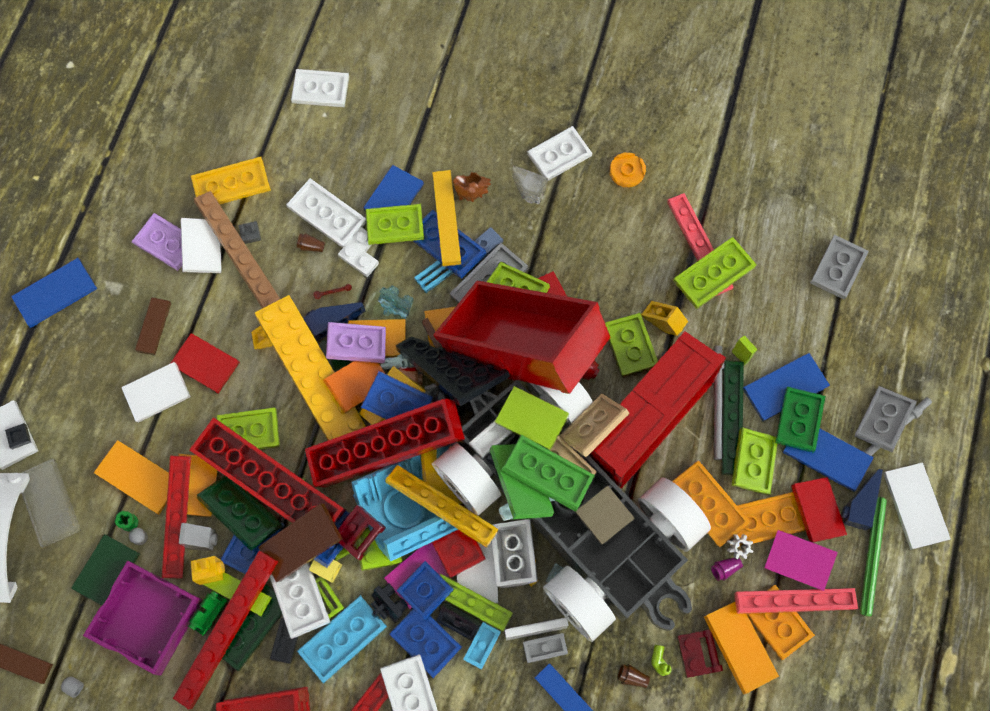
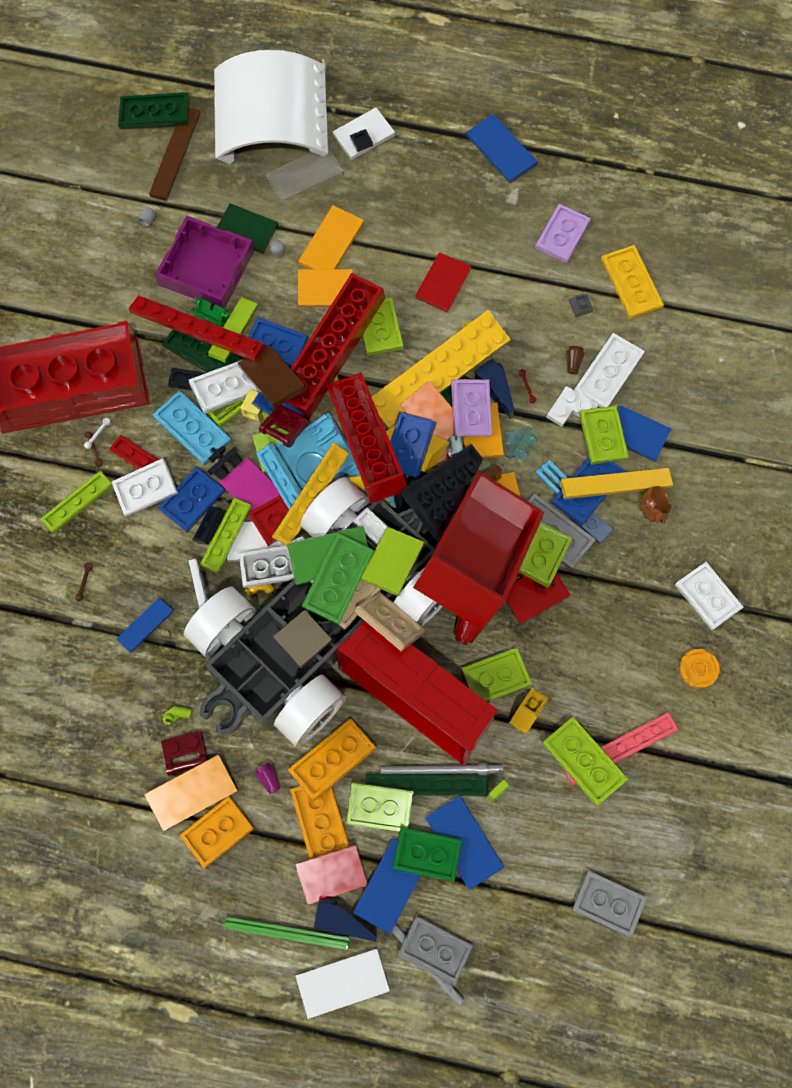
camera: 85 degrees right, 0 degrees up
(120, 521) = (290, 237): green bush -> none
(153, 326) = (476, 234): reddish brown tile -> none
(156, 392) = (411, 244): white tile -> none
(176, 515) = (294, 274): red tile -> none
(197, 537) = (276, 294): light grey slope -> none
(199, 247) = (560, 262): white tile -> none
(207, 570) = (246, 305): yellow brick -> none
(236, 249) = (559, 294): medium nougat plate -> none
(239, 512) = (297, 326): dark green tile -> none
(320, 88) = (751, 352): white tile -> none
(425, 590) = (235, 491): blue tile -> none
(482, 645) = (186, 547): medium azure plate -> none
(529, 184) = (665, 565): clear slope -> none
(545, 648) = (185, 603): light grey plate -> none
(631, 676) = (161, 687): reddish brown cone -> none
(745, 548) = (283, 785): white gear -> none
(795, 600) = (237, 849): coral tile -> none
(801, 560) = (277, 852): dark pink tile -> none

